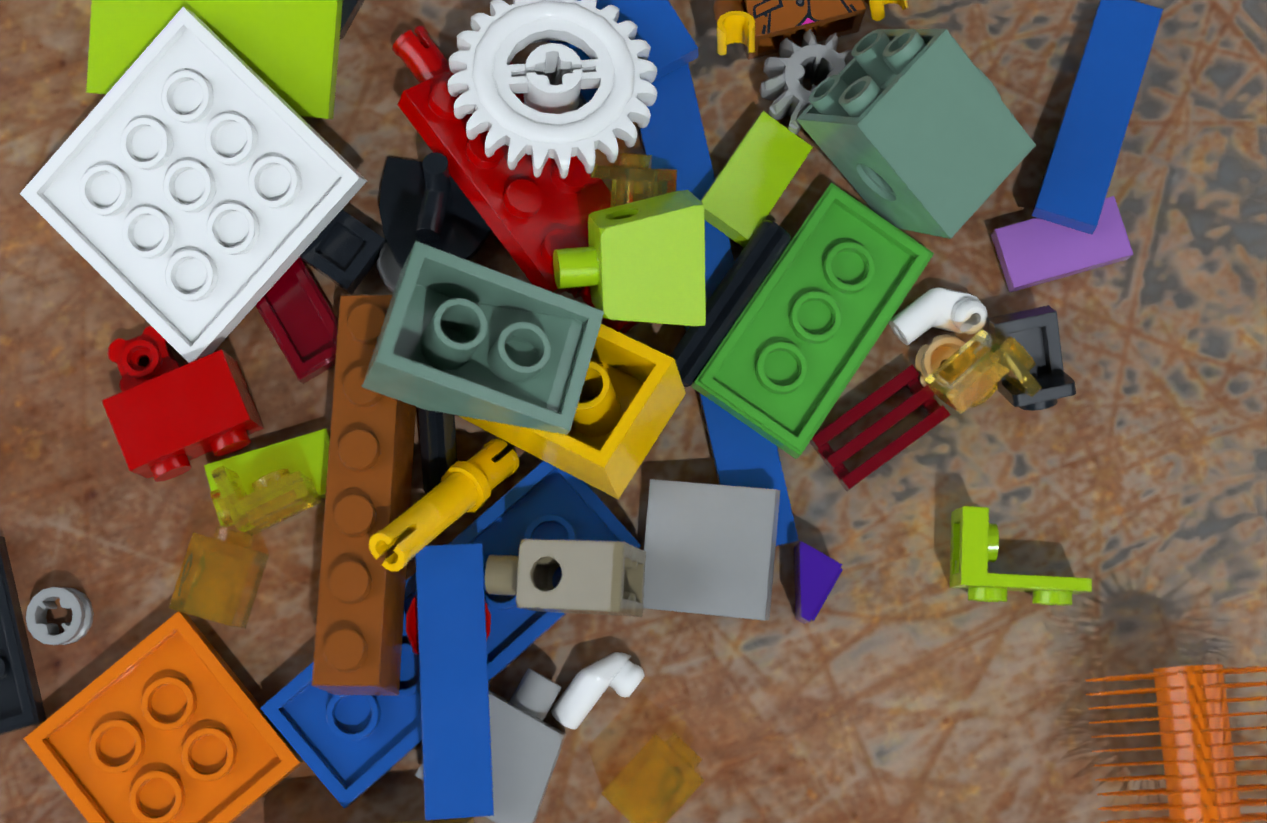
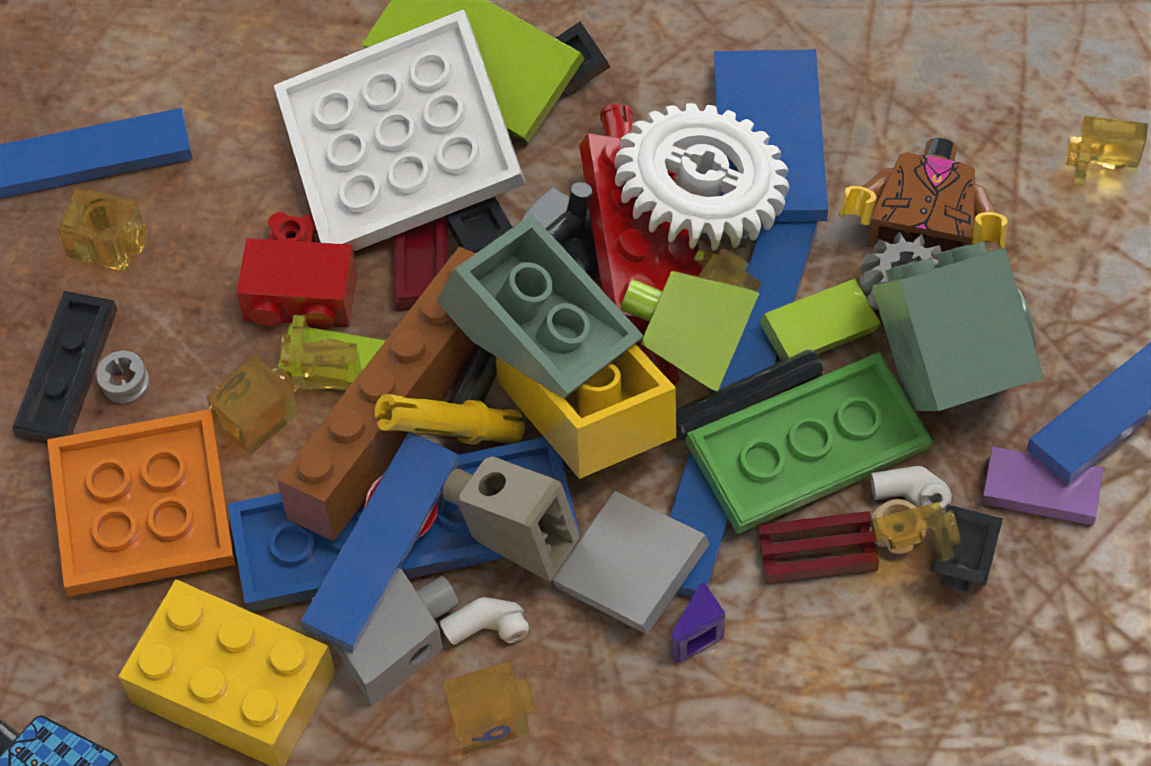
camera: 30 degrees right, 20 degrees down
(977, 543) = (837, 696): lime bracket -> none

